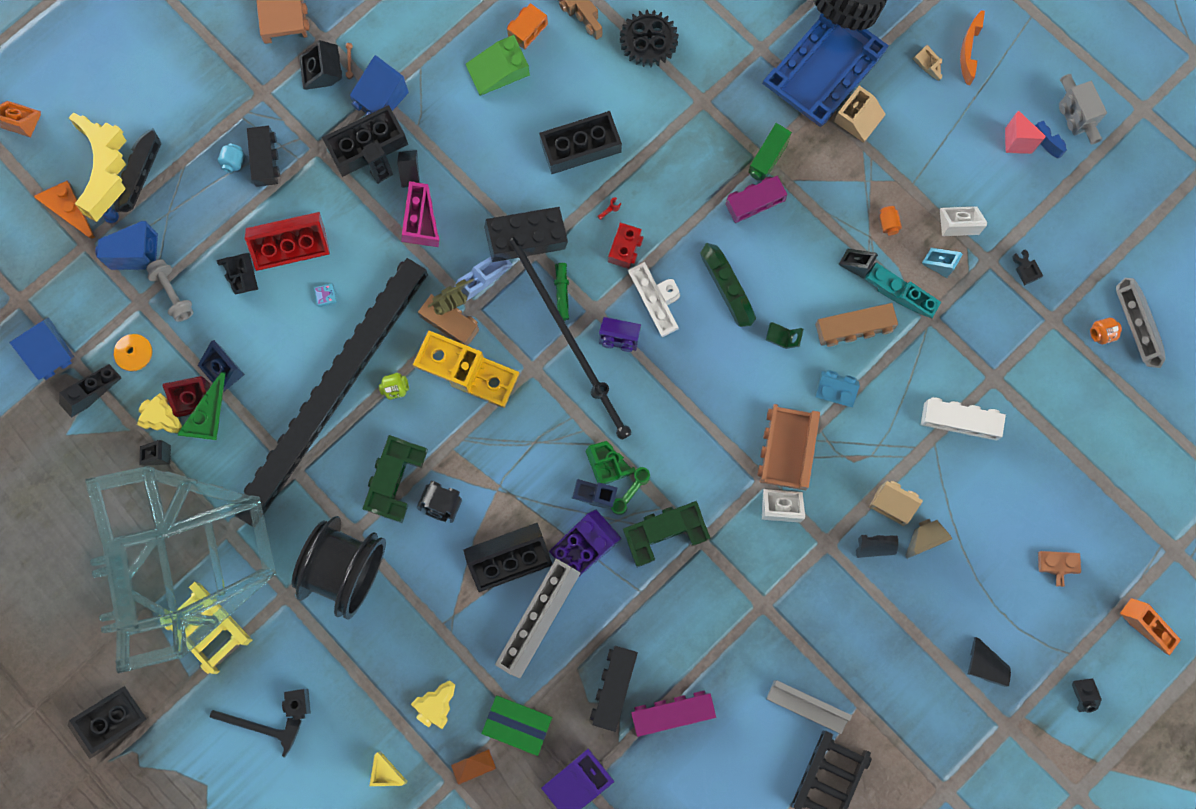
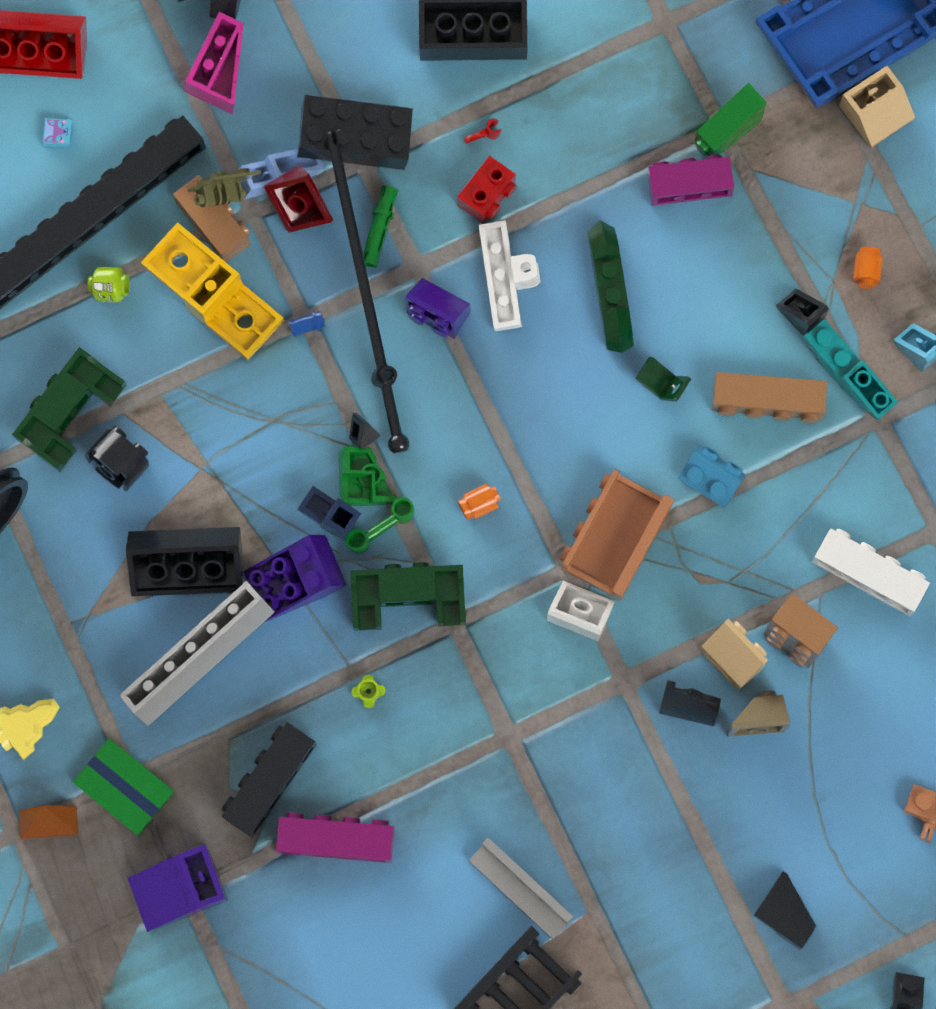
camera: 20 degrees right, 0 degrees up
(503, 290) = (298, 200): none -> dark red slope
(535, 370) = (307, 323): none -> blue pin
(597, 432) = (362, 432): none -> black slope
(666, 603) = (368, 683): none -> lime plate
(691, 454) = (479, 501): none -> orange brick
(935, 474) = (799, 631): none -> medium nougat brick

